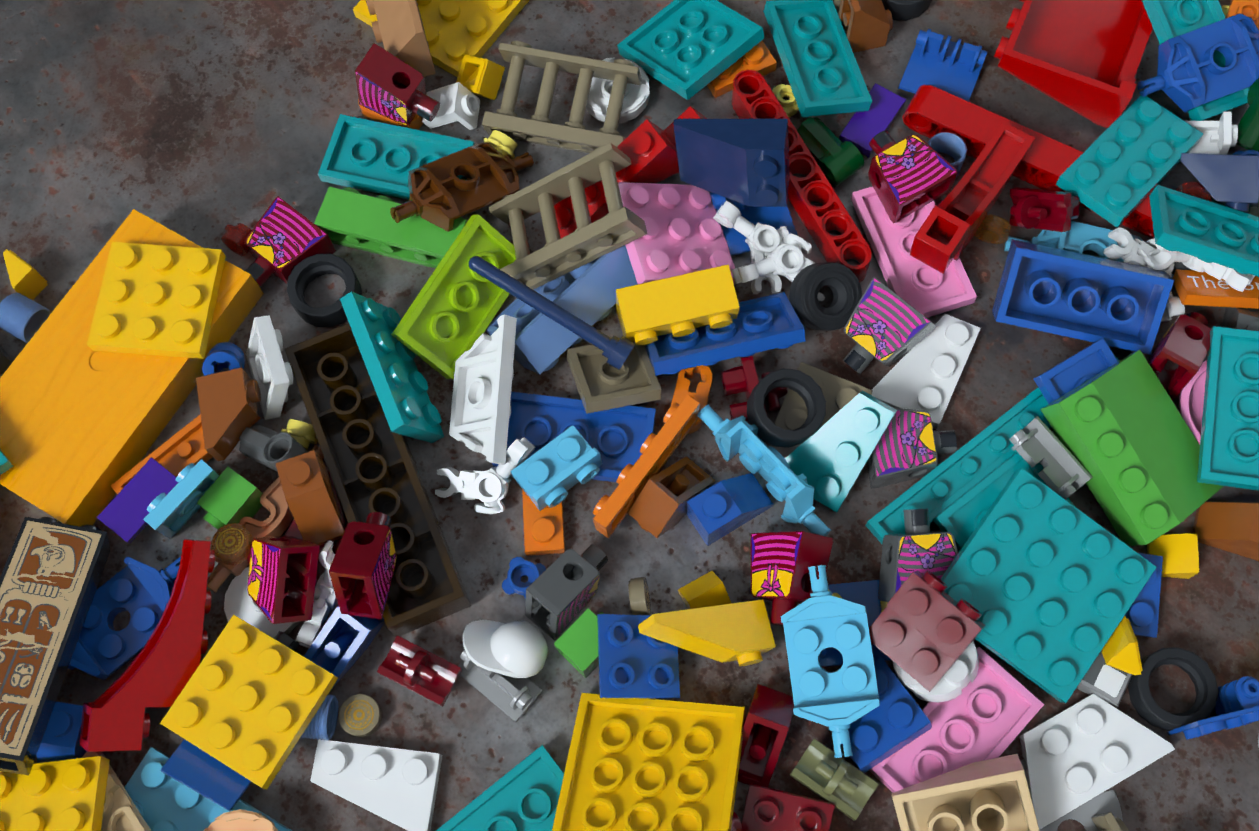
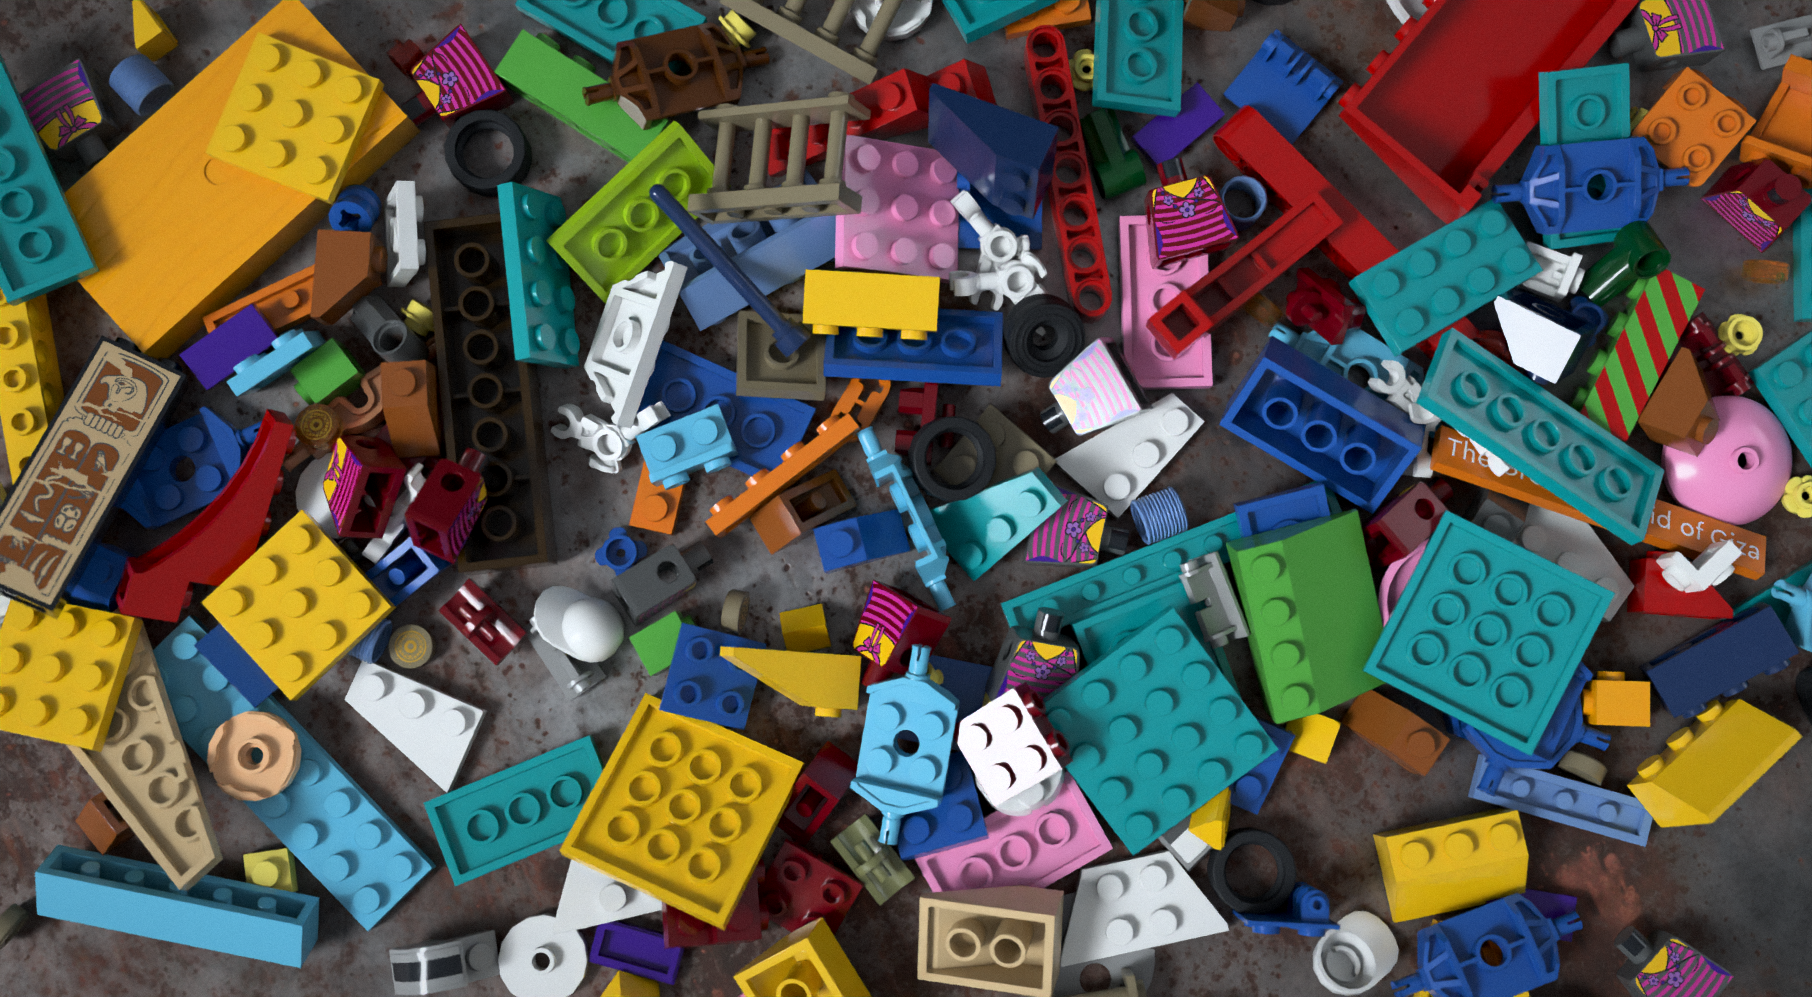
camera: 10 degrees right, 15 degrees up
(973, 410) = (1159, 515): none -> medium blue piece

